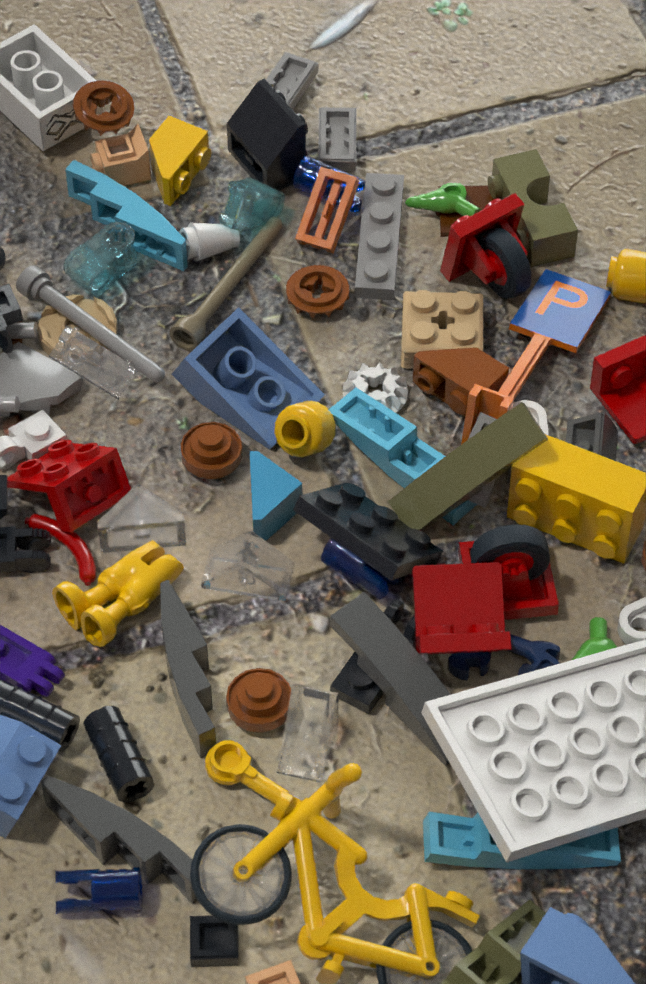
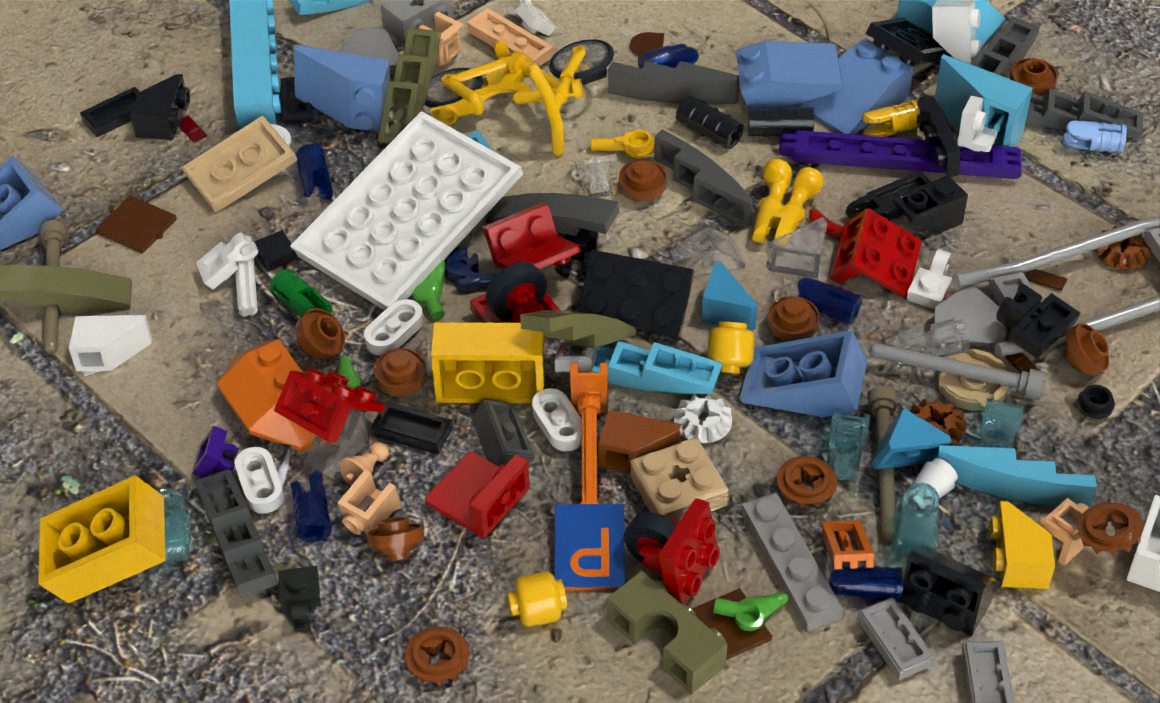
camera: 155 degrees right, 5 degrees down
(98, 956) = (646, 42): none -> reddish brown piece
(156, 454) = (831, 300): none -> clear blue hinge
(164, 306) = (952, 419): none -> dark orange gear
(209, 263) = (909, 442): none -> dark azure slope
(258, 296) = (846, 443): none -> clear light blue piece

